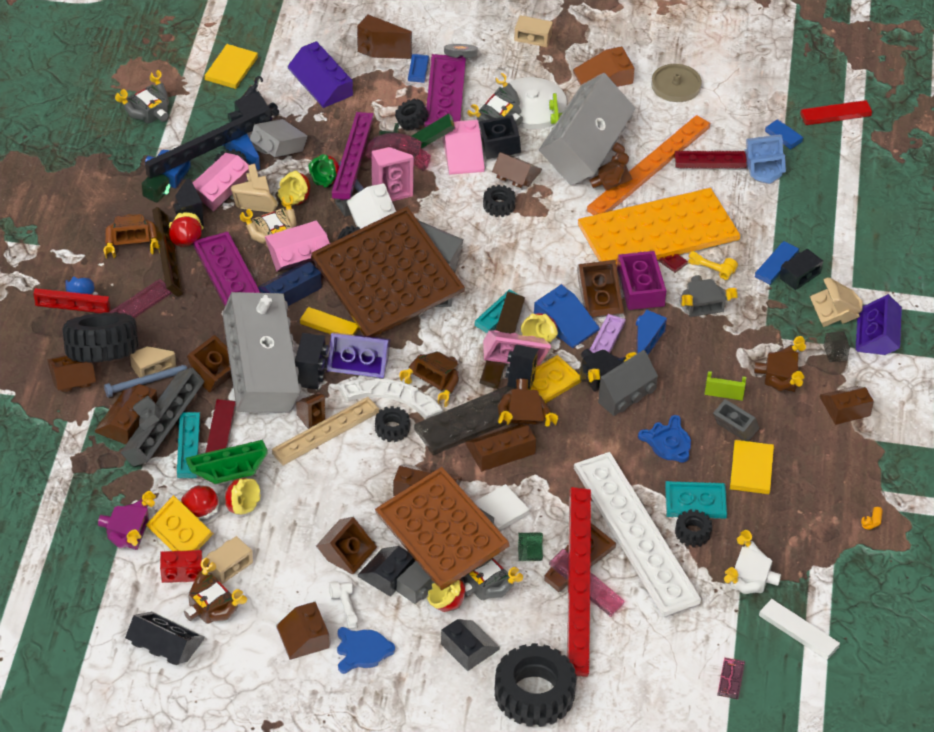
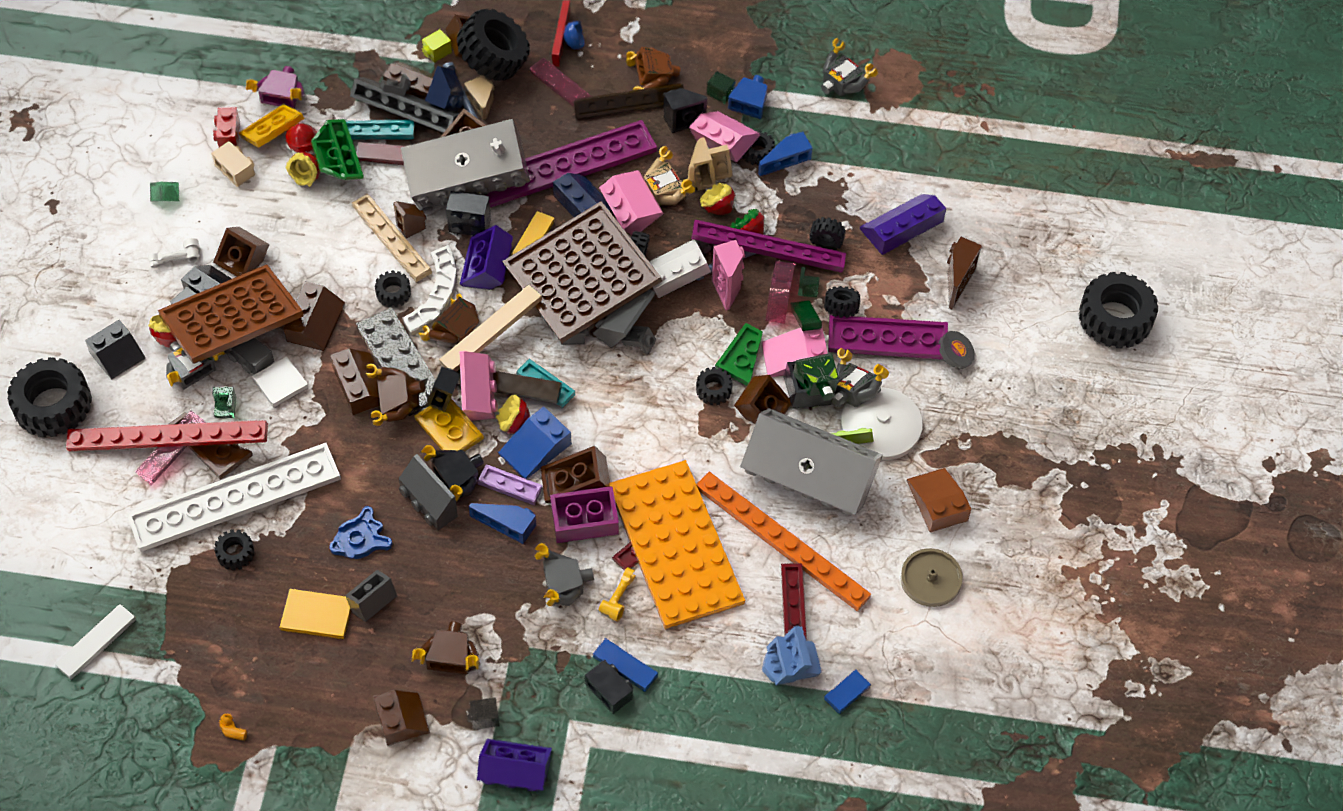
camera: 90 degrees right, 10 degrees up
(79, 398) = (436, 46): none -> neon yellow brick
(154, 375) = (445, 89): none -> dark blue slope
(163, 637) = (153, 122): black slope -> none
(185, 229) = (650, 109): red hair -> none
(206, 142) = (774, 120): black plate -> none
(210, 598) = (189, 151): torso -> none
(231, 66) = (915, 144): yellow tile -> none
(250, 102) = (841, 161): black torso -> none
(262, 618) = (164, 191): none -> clear green panel
(278, 138) = (790, 180): light grey brick -> none
(303, 631) = (145, 225): reddish brown slope -> none
(339, 118) = (827, 233): none -> black tyre
(362, 649) = (123, 270): blue tile -> none
(418, 68) = (930, 312): blue tile -> none
(450, 340) = (493, 326): none -> tile
(466, 184) = (741, 354): none -> green wing
(505, 117) = (817, 375): none -> dark green torso
(533, 31) = (1002, 425): tan brick -> none
(614, 172) = (754, 493): reddish brown torso -> none
(696, 495) = (276, 557): teal tile -> none
(725, 388) = (431, 593): lime hinge -> none
(731, 678) = (45, 574): clear pink tile -> none
(751, 569) = (168, 597): white torso -> none
(836, 112) = (892, 757): red tile -> none
(836, 303) = (551, 720): tan piece -> none

